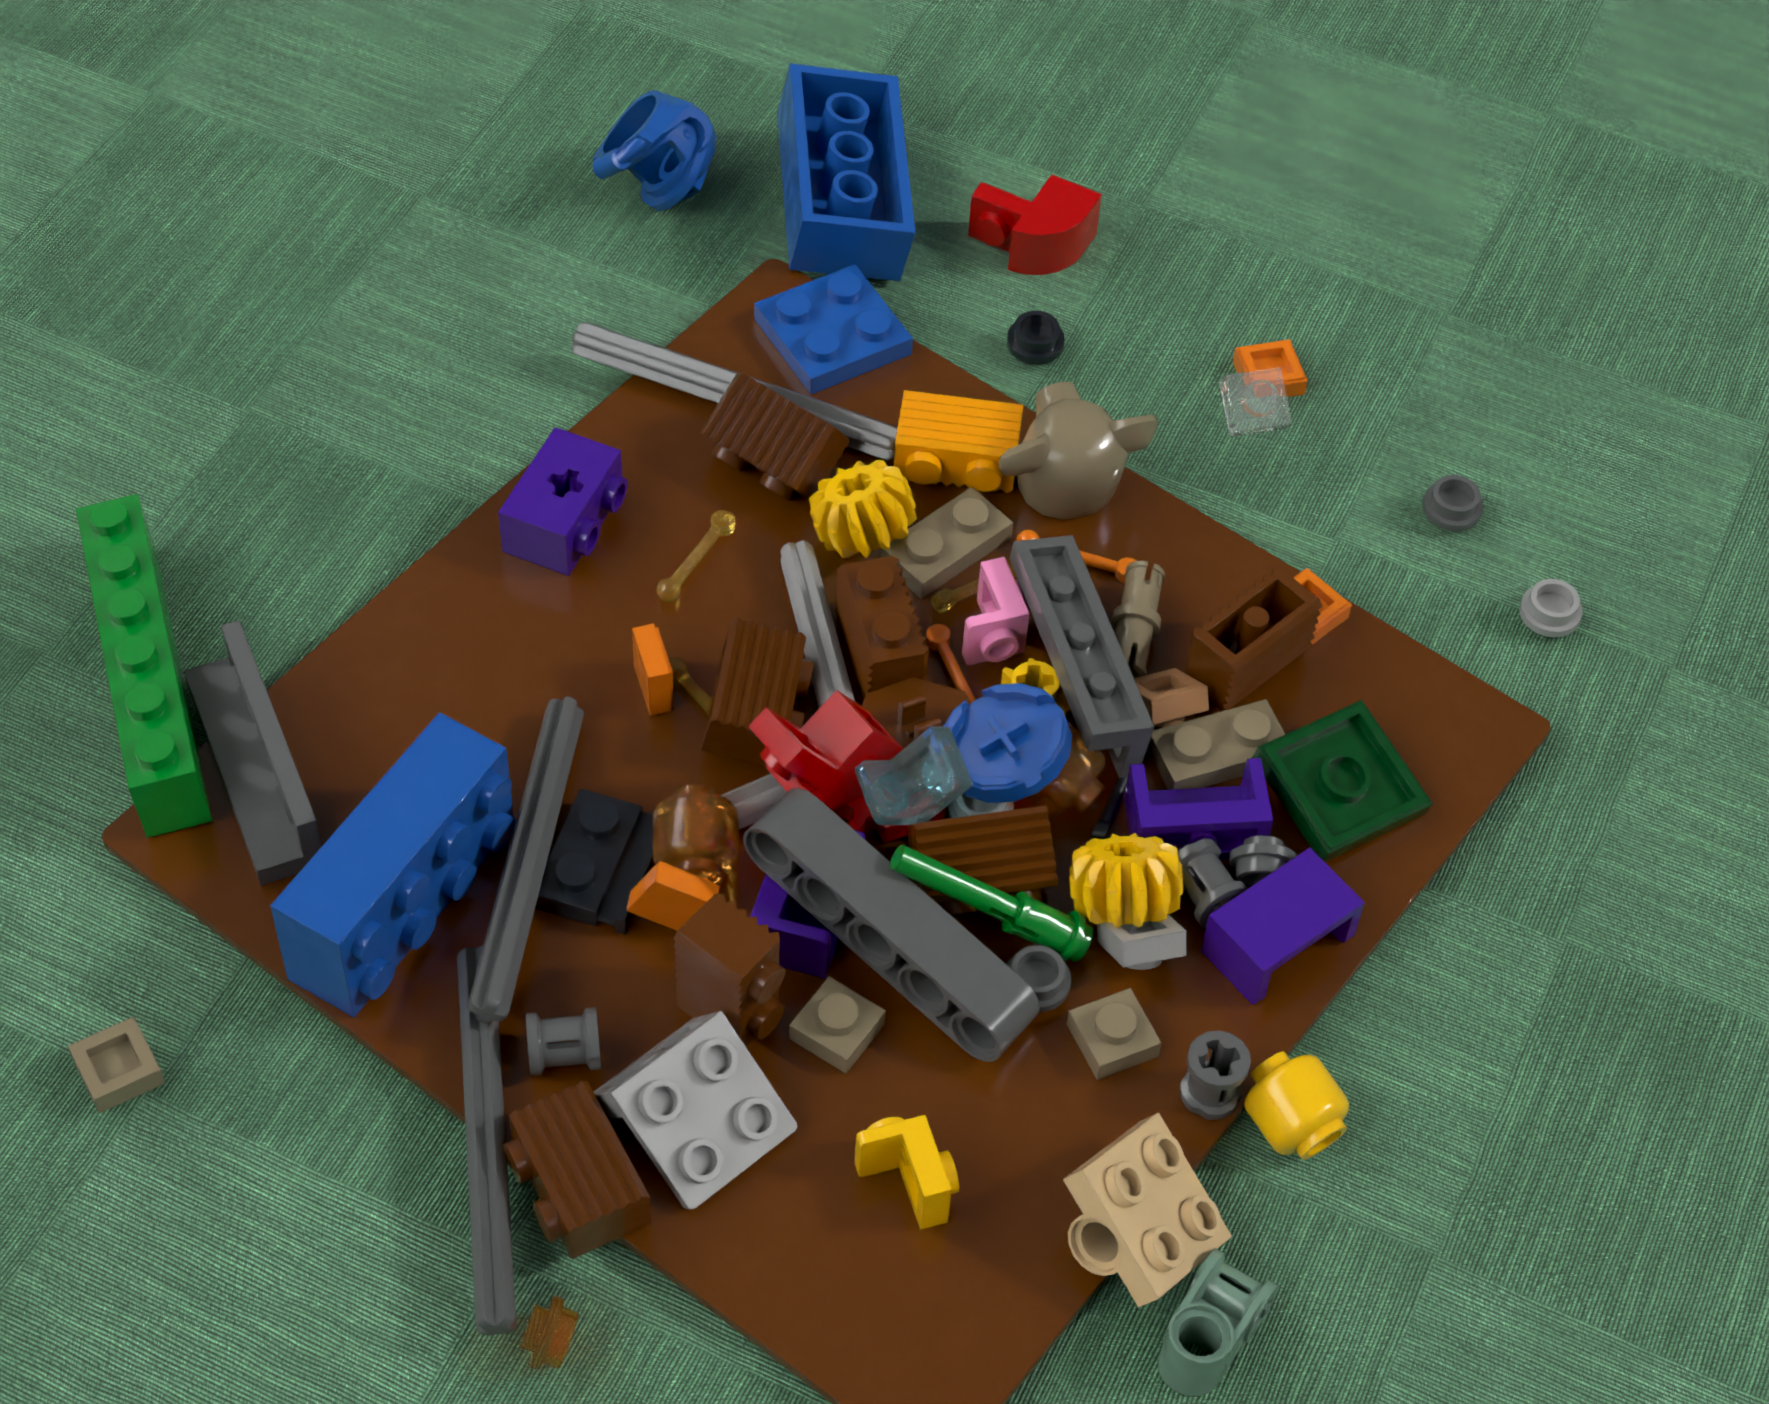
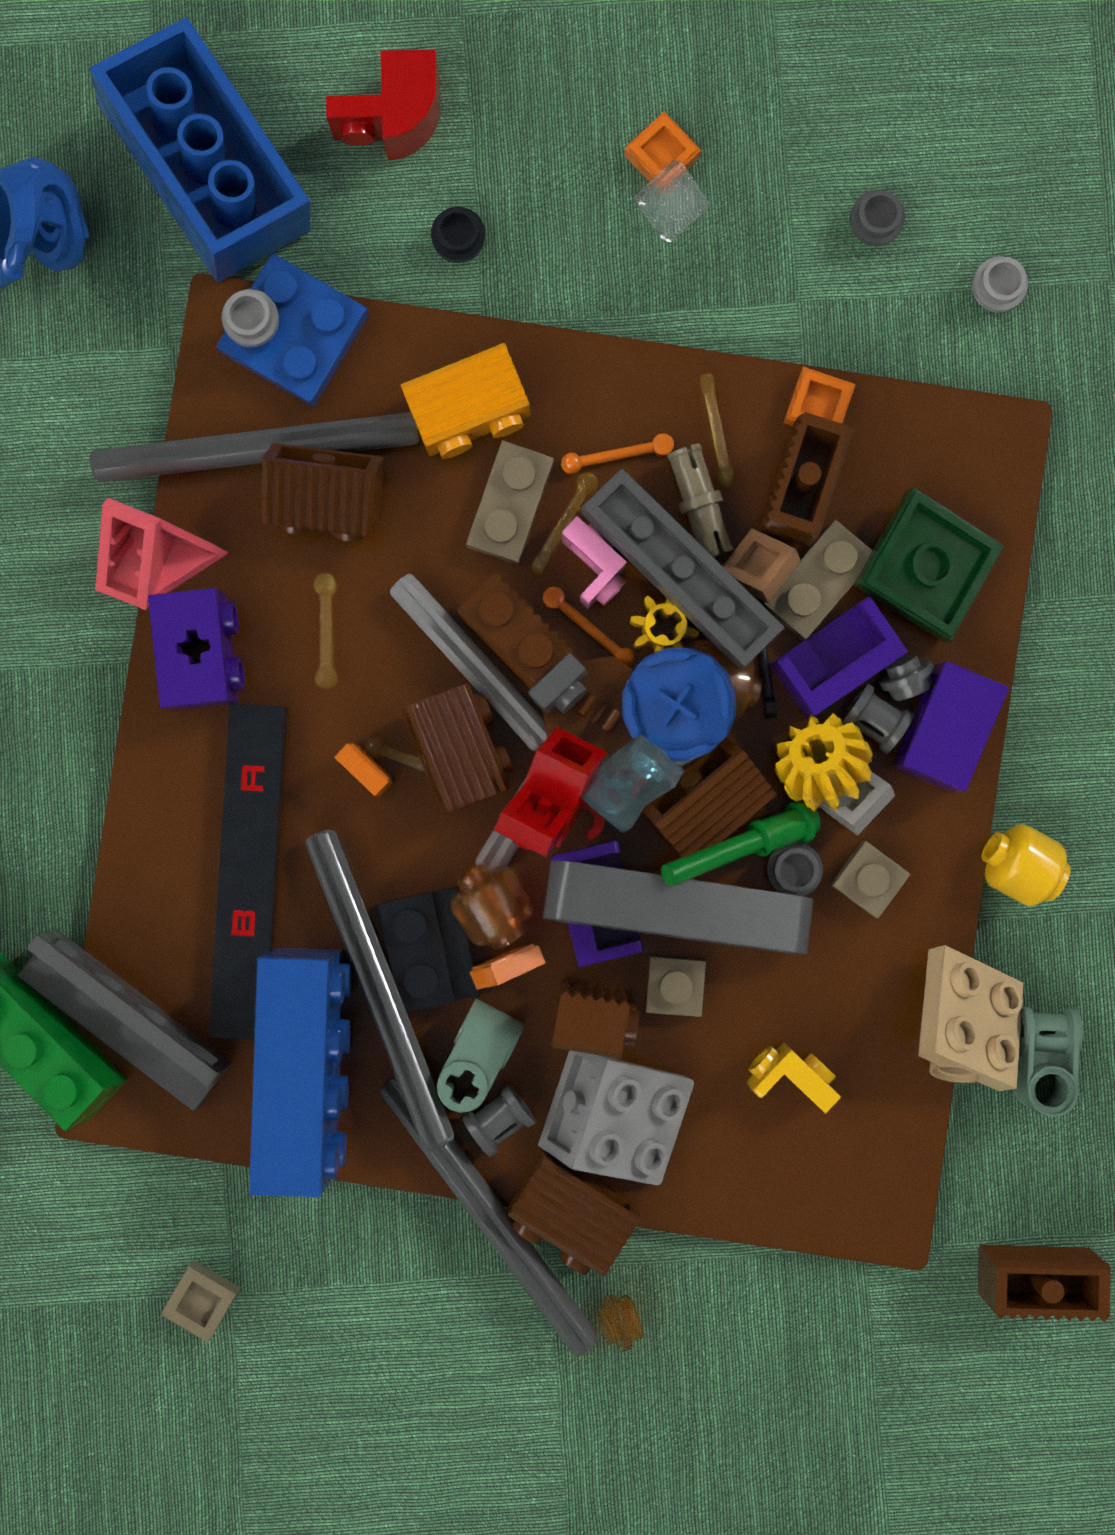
camera: 25 degrees left, 35 degrees up
(500, 670) = (247, 864): none -> black tile
(581, 397) = (146, 554): none -> coral slope
(586, 965) = (482, 1048): none -> sand green piece
(801, 283) = (250, 318): none -> light grey plate
(862, 508) = (434, 523): yellow gear -> none
(894, 670) = (561, 686): none -> dark grey plate
(1073, 453) = (570, 369): dark tan piece -> none
(1177, 620) = (726, 475): none -> clear yellow hinge
(1223, 1072) = (980, 880): dark grey bush -> none

